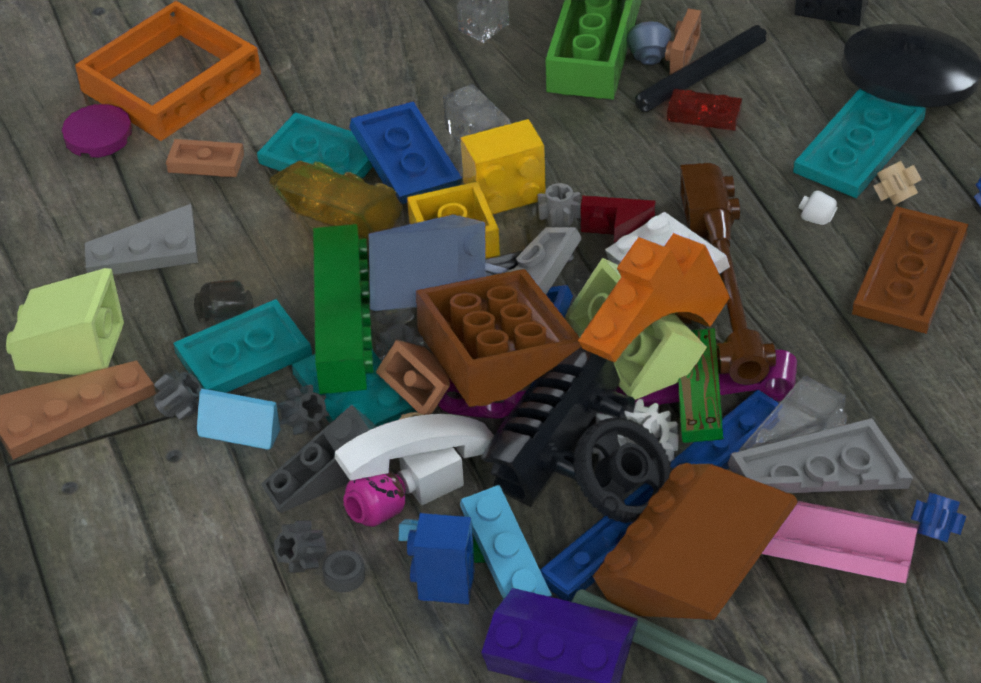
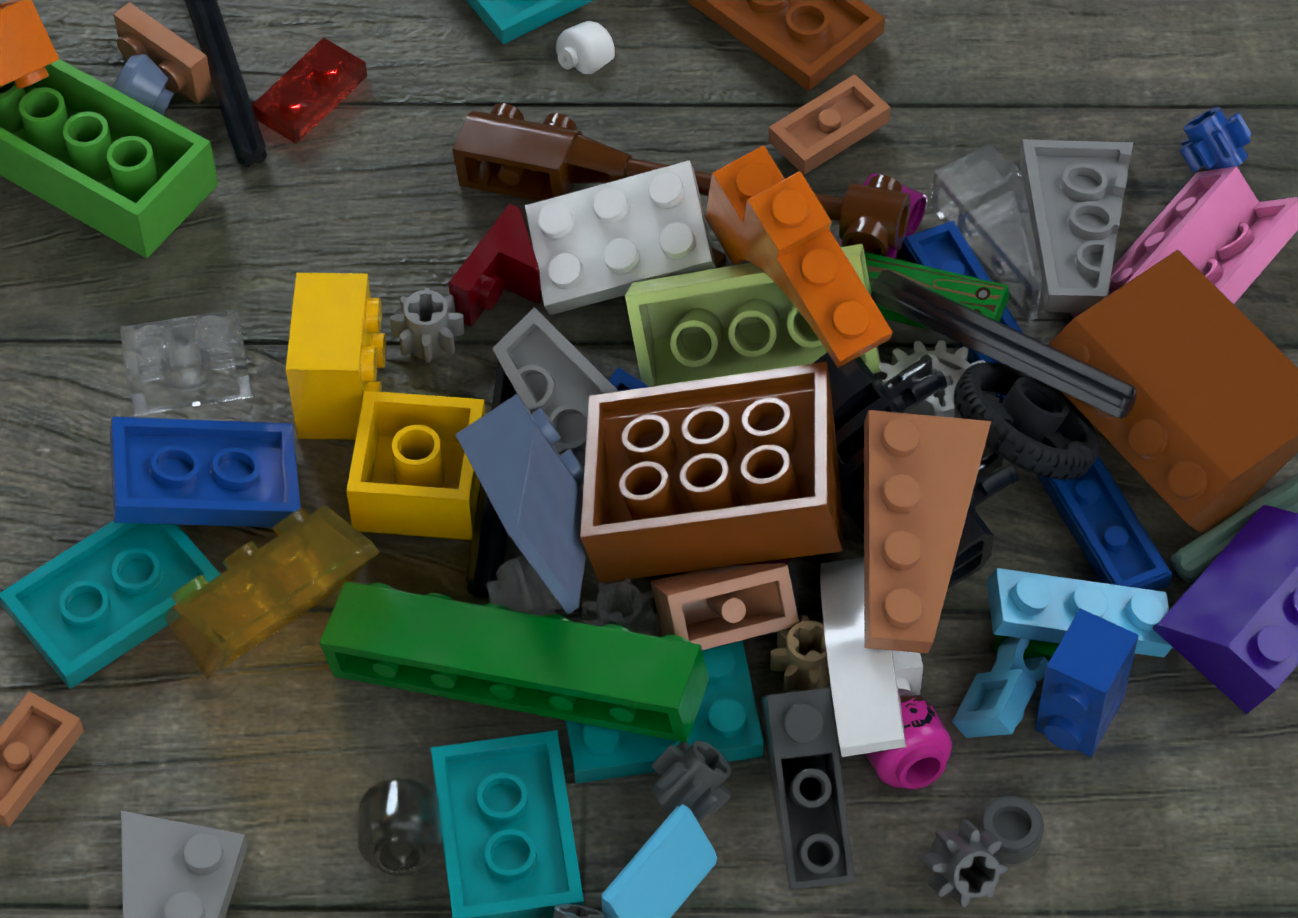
camera: 70 degrees left, 10 degrees up
(502, 415) = (914, 515): none -> nougat wing
(667, 437) = (1004, 344): none -> black axle
(826, 327) = (829, 124): none -> nougat plate

